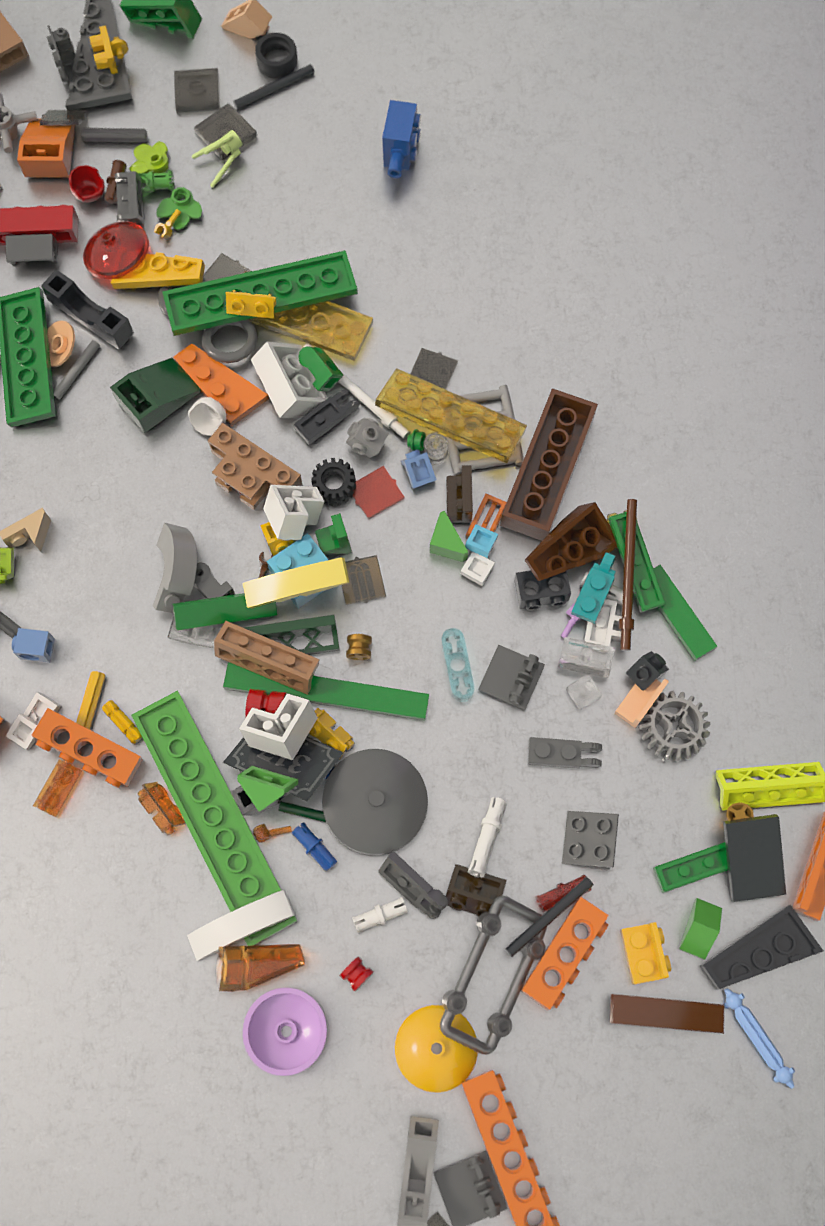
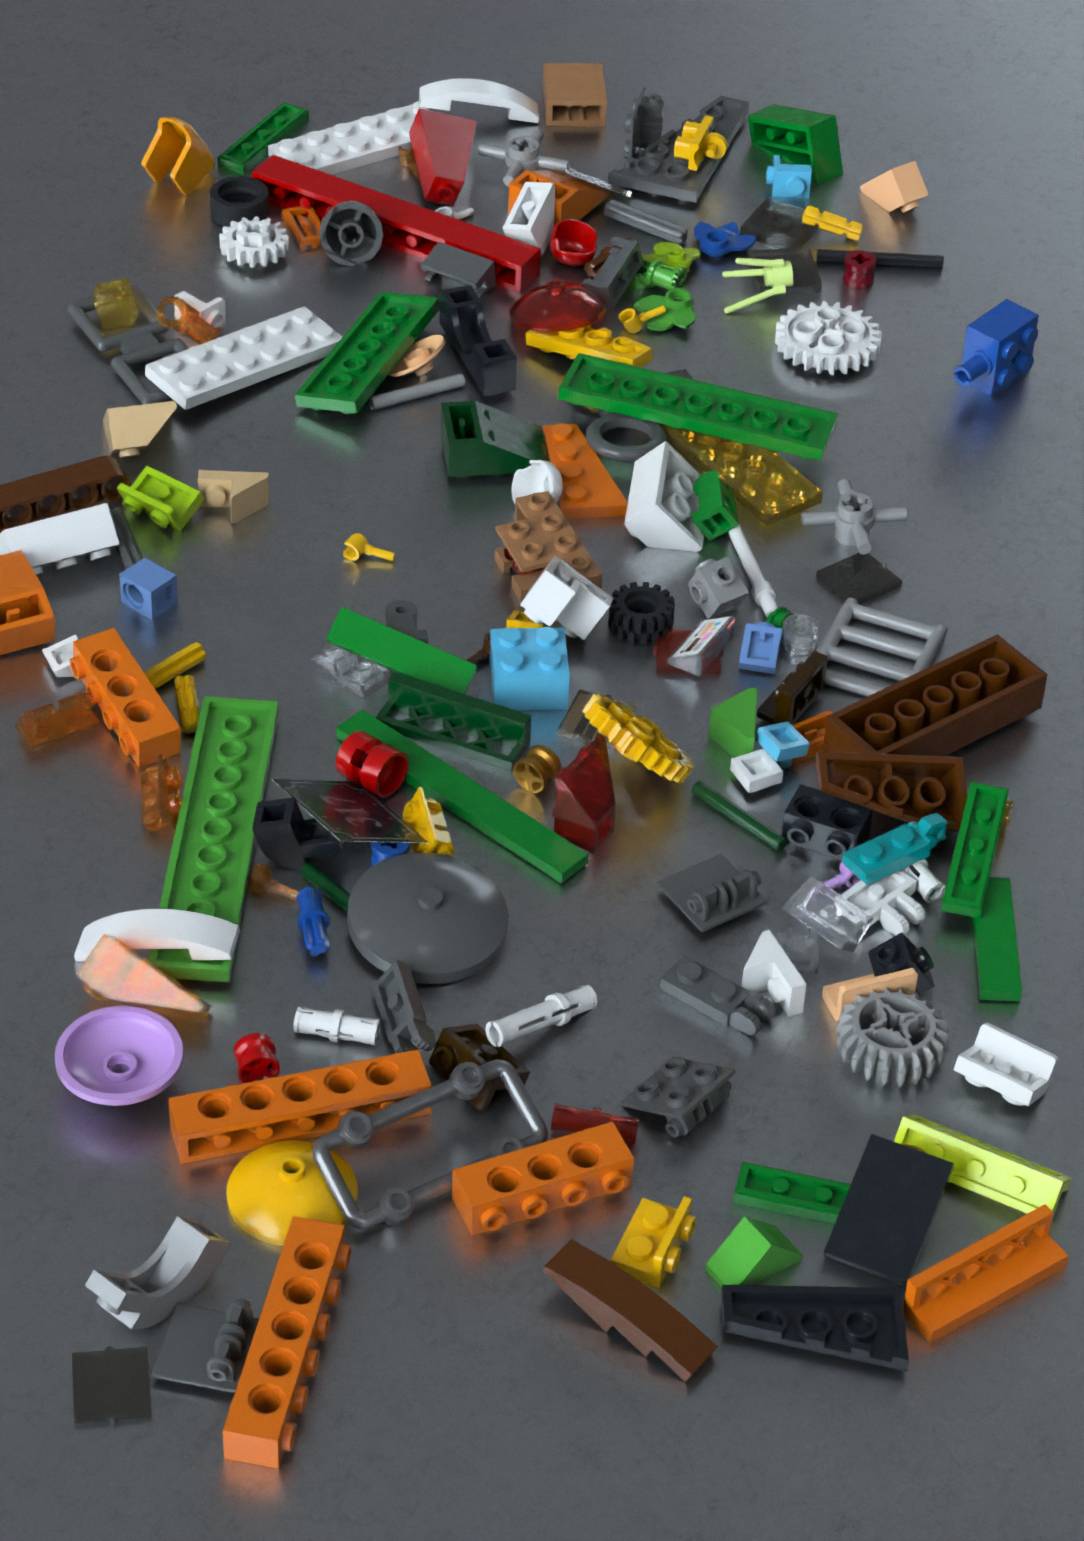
camera: 30 degrees right, 30 degrees down
(49, 180) = (533, 215): none -> white slope
(131, 526) = (359, 545): none -> yellow hand
(170, 123) = (722, 240): none -> blue plate
(177, 48) = (789, 179): none -> medium azure bracket
(179, 566) = (377, 587): light grey arch -> none
(229, 73) = (832, 223): none -> yellow axle
(250, 305) = (674, 400): yellow hinge -> none
(264, 786) = (301, 805): bright green slope -> none
(265, 657) = (411, 704): medium nougat fence -> none
(268, 111) = (859, 269): none -> dark red wheel
(276, 41) = (905, 218): black tyre -> none
(278, 172) = (828, 337): none -> white gear
(282, 731) = (370, 771): white brick -> none
(296, 582) = (515, 650): light yellow slope -> none
(325, 416) = (682, 552): black hinge -> none
(334, 537) = (598, 653): green slope -> none
(362, 1052) = (291, 1105): none -> orange brick
(383, 486) = (703, 644): none -> clear slope
(399, 327) = (853, 517): none -> light grey bar
(408, 597) = (638, 738): none -> yellow gear
(409, 660) = (585, 798): none -> clear red slope
(451, 415) = (843, 610): clear yellow plate -> none
(454, 683) = (651, 861): clear light blue beam -> none
(487, 607) = (739, 816): none -> dark green bar
(549, 916) = (551, 1123): black bar -> none
(581, 716) = (773, 971): none -> white slope
(626, 624) = (911, 896): reddish brown bar -> none
(745, 709) = (1007, 1065): none -> white bracket
(759, 1038) = (738, 1410): light blue wheel -> none

